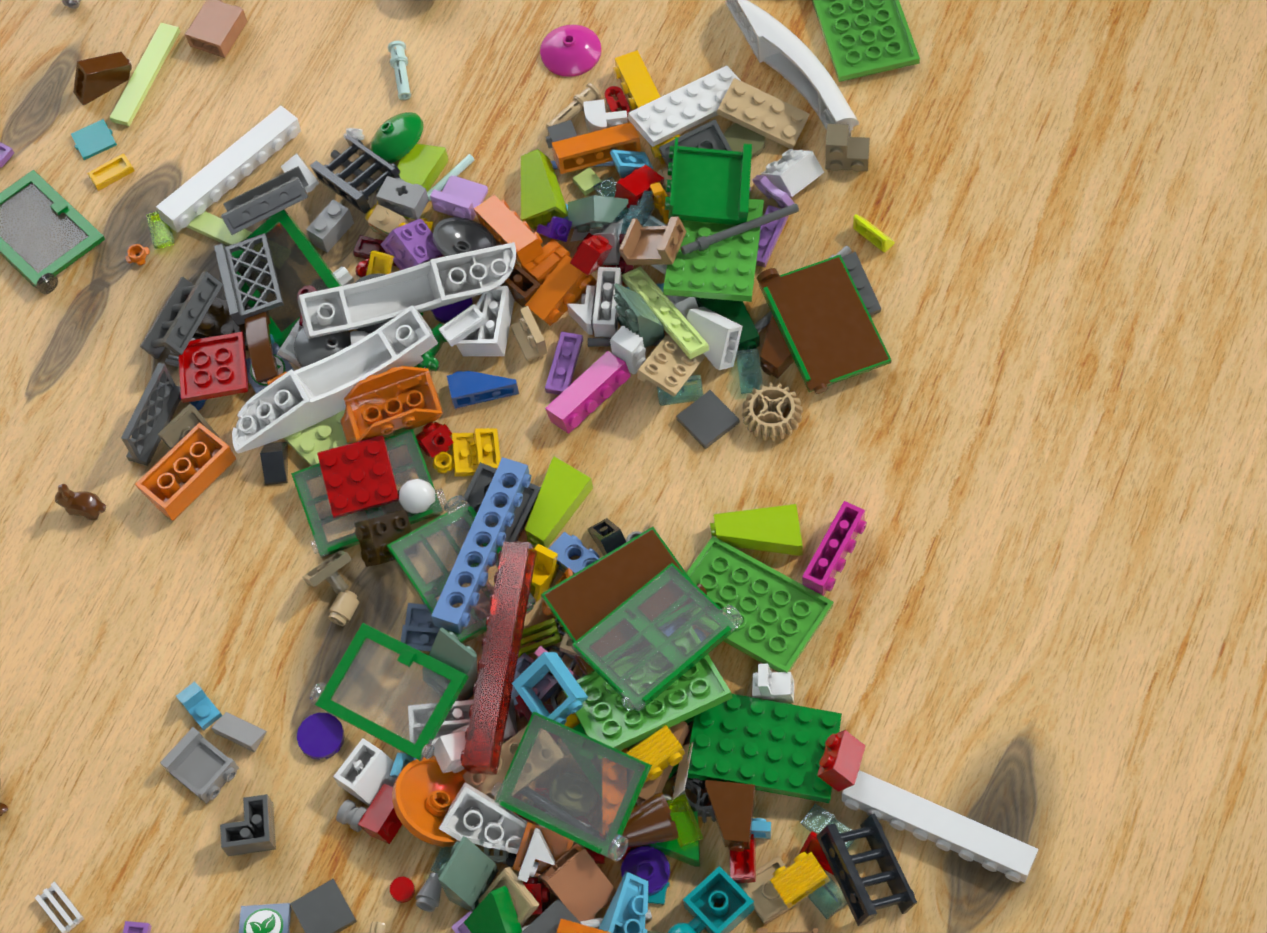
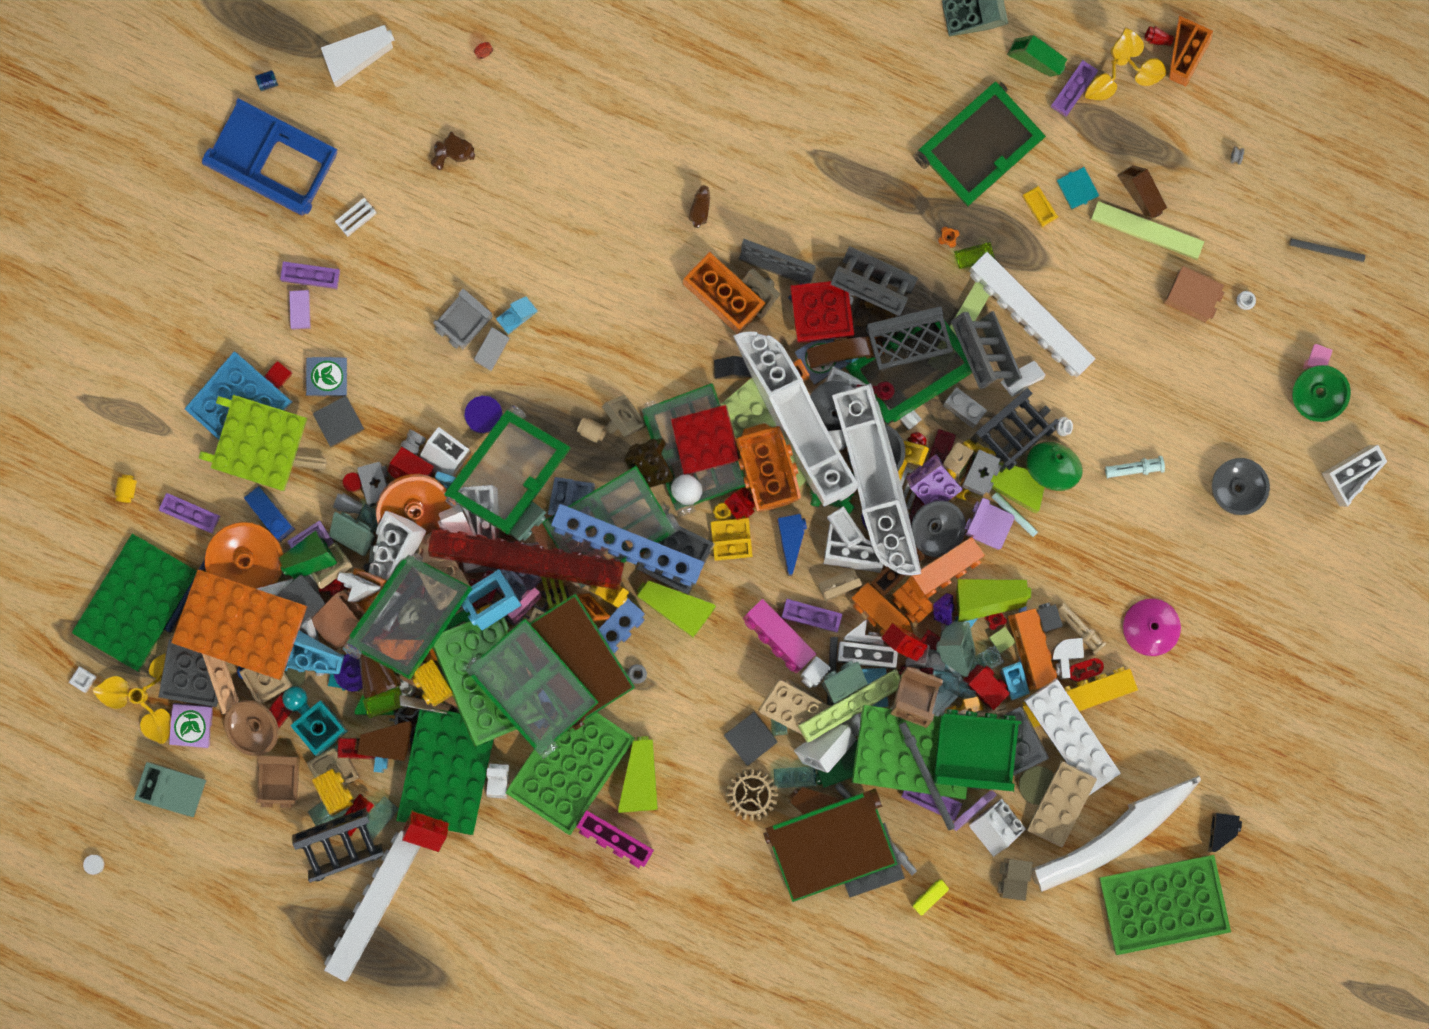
camera: 80 degrees right, 20 degrees up
(253, 833) = (403, 368): dark grey brick -> none
(391, 858) = (367, 476): none -> light grey brick
(566, 183) = (1001, 620): none -> red plate
(607, 536) = (639, 650): black slope -> none

